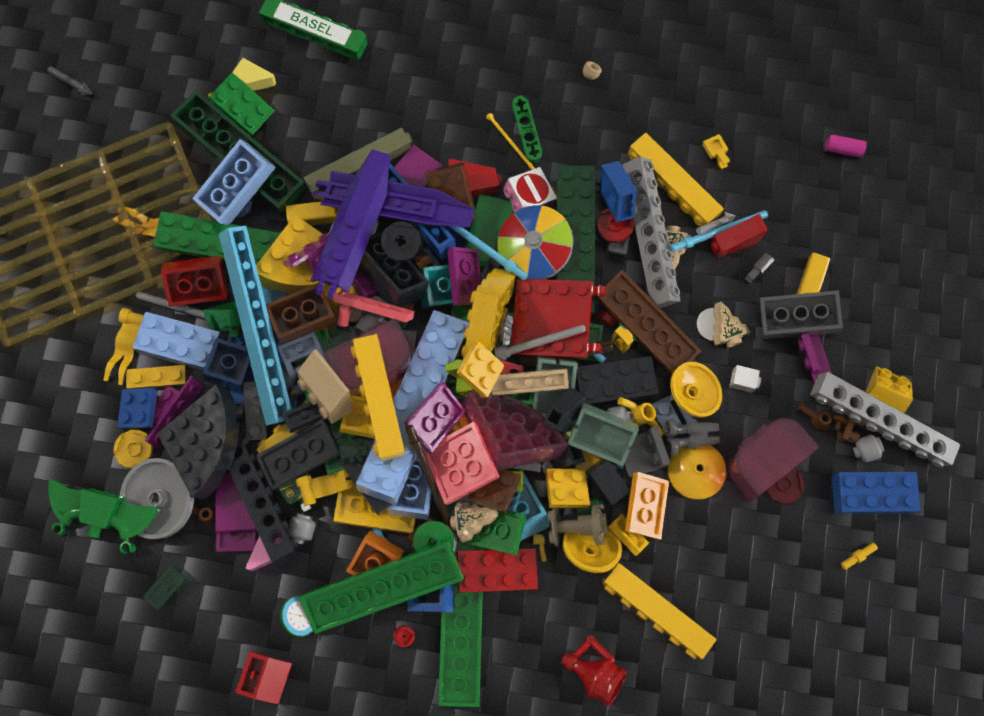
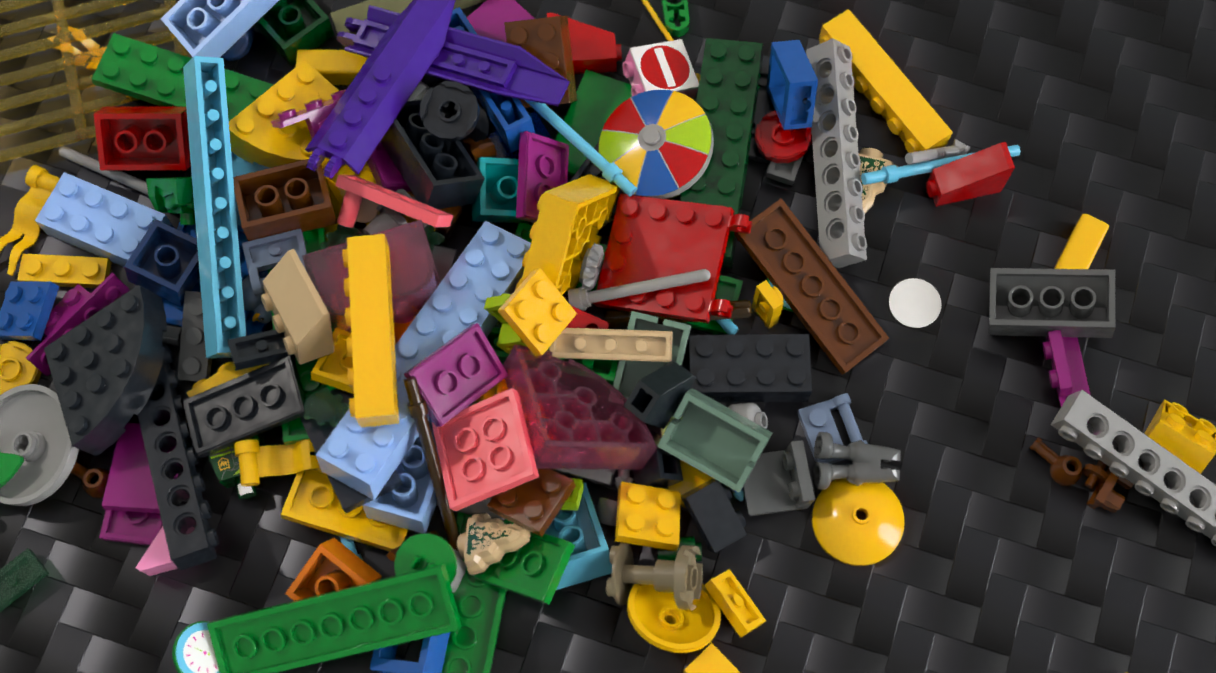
camera: 15 degrees right, 5 degrees down
(301, 528) = (232, 520): light grey head -> none
(497, 571) = (519, 628): red plate -> none
(538, 539) = (594, 591): yellow hand -> none
(607, 318) = (750, 271): red tile -> none
(641, 414) = (782, 420): yellow piece -> none
(647, 505) = (769, 561): light orange plate -> none
(702, 385) = (881, 387): yellow dish -> none
(717, 148) = (954, 46): yellow plate -> none
(727, 328) = (935, 309): tan rock -> none
(745, 379) = (952, 390): white brick -> none
(759, 267) = (997, 227): dark grey bar -> none
(769, 456) = (976, 511): clear pink brick -> none
(787, 489) = (985, 557): dark red tile -> none
(845, 146) = (1154, 65): dark pink brick -> none
(868, 448) = (1136, 523): light grey head -> none
(875, 493) = (1140, 594): blue brick -> none

